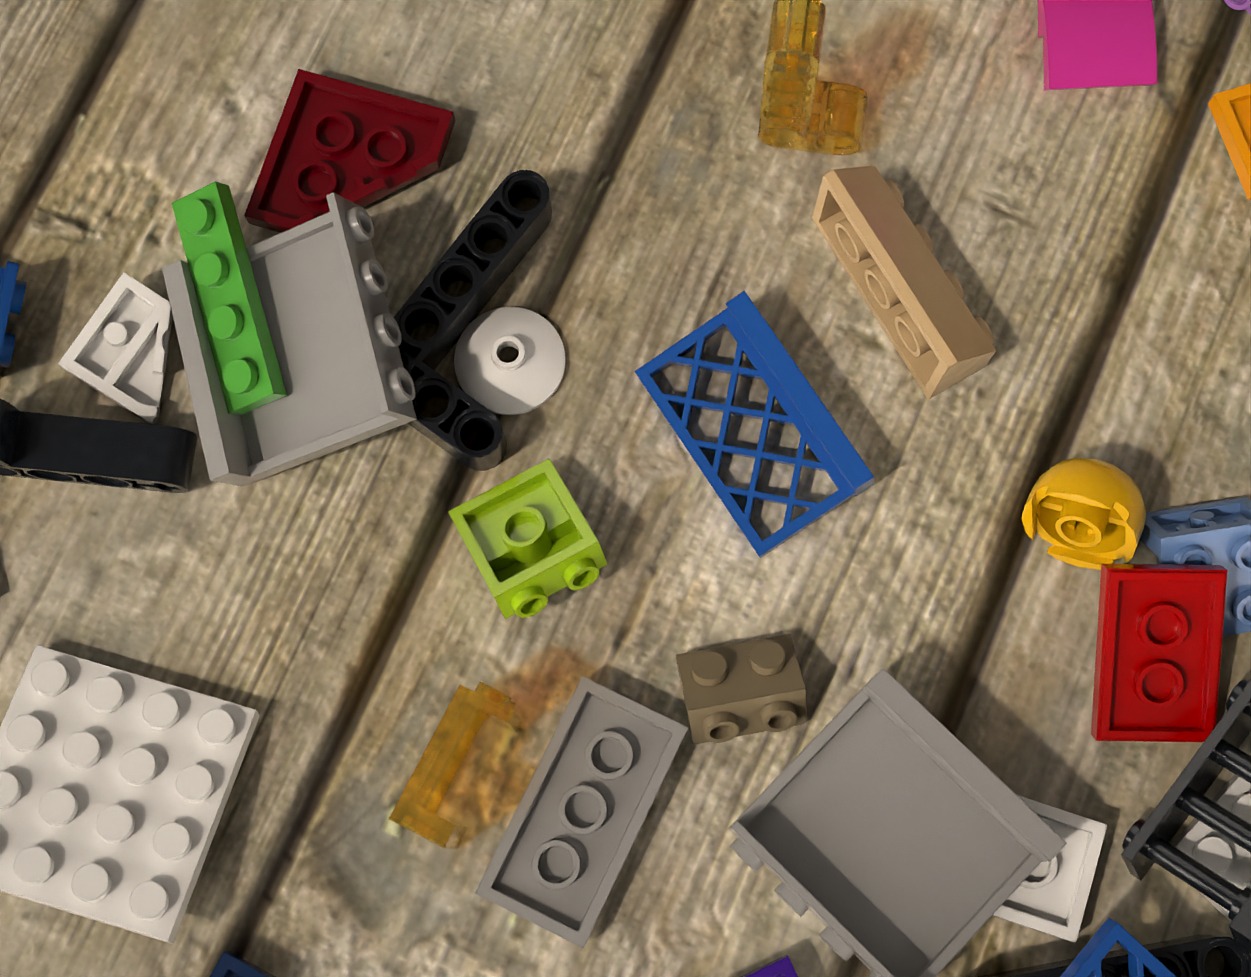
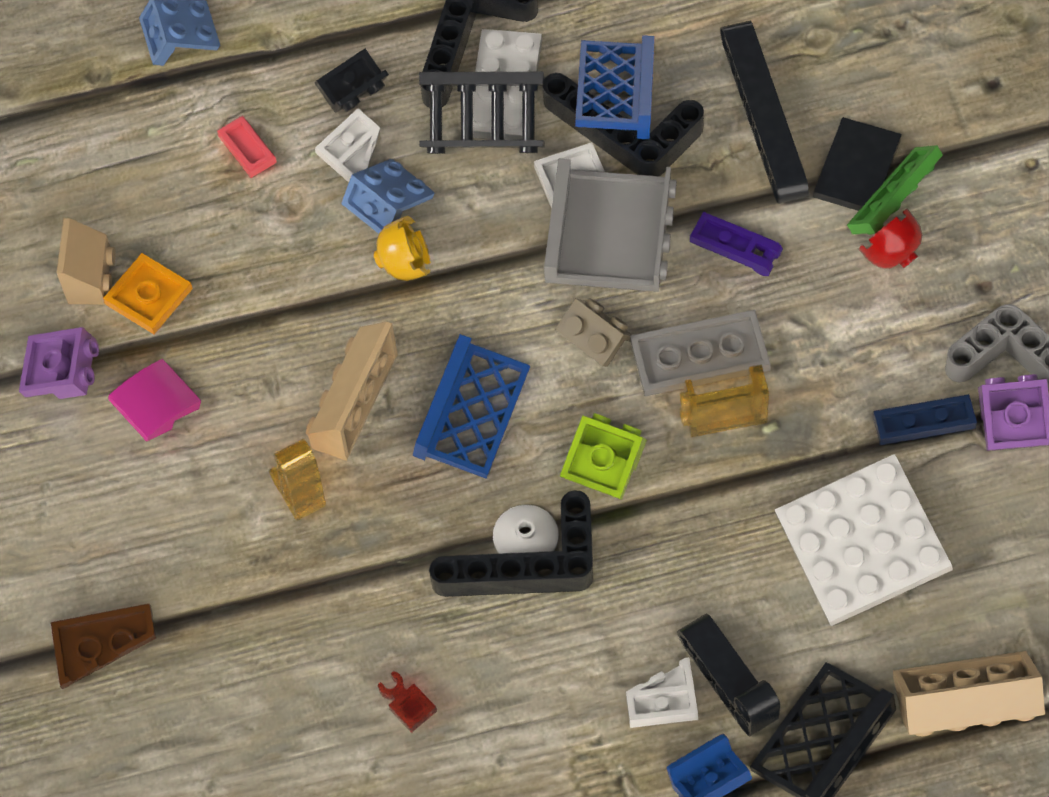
camera: 125 degrees left, 15 degrees down
(229, 299) = (602, 660): bright green plate -> none
(330, 342) = (599, 613): light grey panel -> none
(345, 144) = (486, 680): dark red plate -> none
(387, 39) = (408, 705): none -> clear red plate
(1158, 652) = (444, 186): red tile -> none

